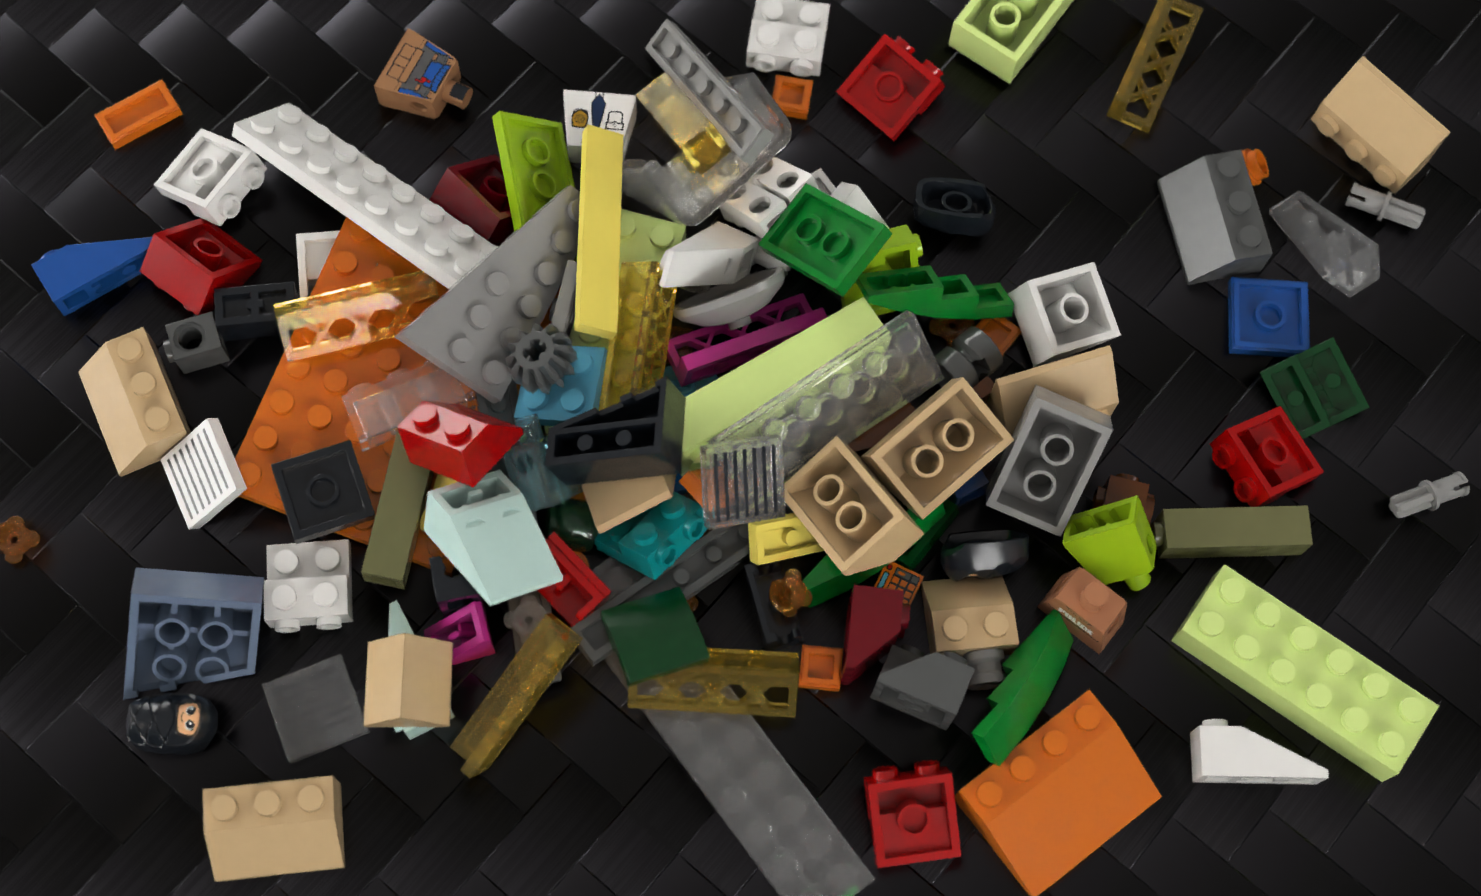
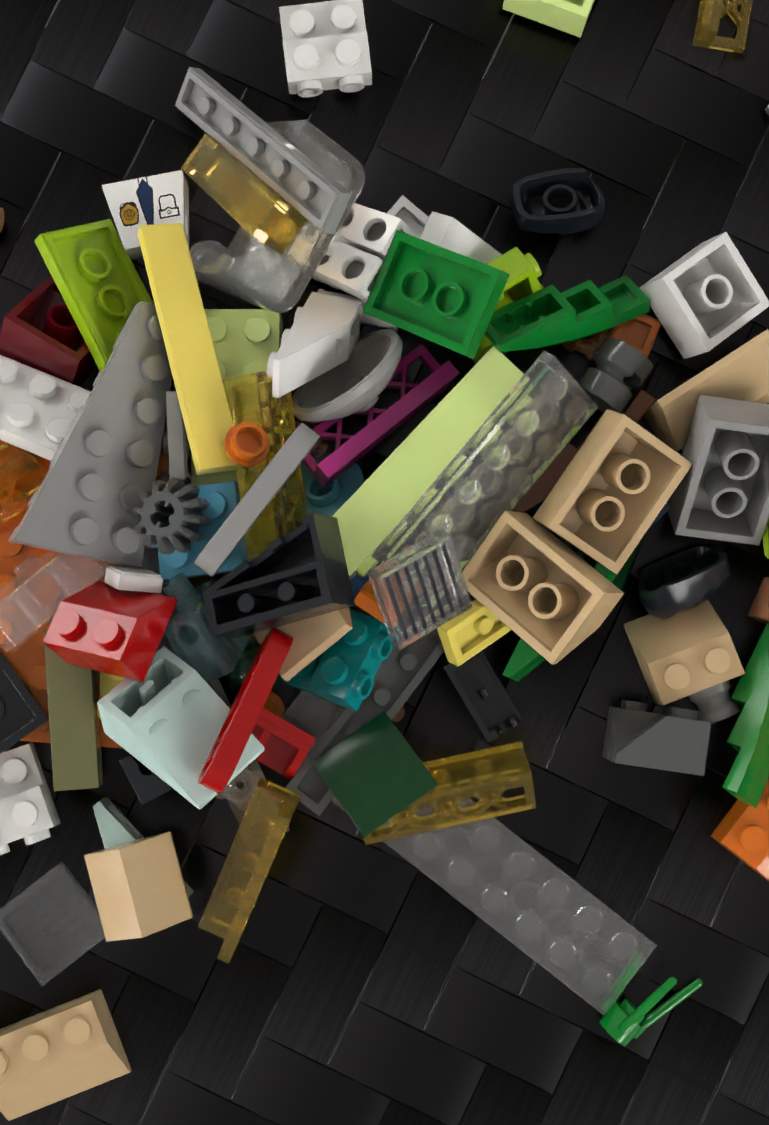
camera: 10 degrees left, 15 degrees up
(468, 632) = (174, 815): dark pink slope -> none
(491, 406) = (133, 579): none -> white tile
(556, 535) = (245, 710): none -> red beam
(620, 361) = (256, 499): none -> light grey beam
(625, 315) = (246, 444): none -> orange plate
(781, 594) = (497, 684): clear orange plate -> none
(793, 95) = (349, 118): orange tile -> none
(820, 668) = (545, 742): orange tile -> none
(872, 626) = (590, 700): dark red slope -> none
(892, 86) = (455, 78): red plate -> none
(900, 578) = (605, 641): tile -> none
(912, 814) = (676, 869): red plate -> none

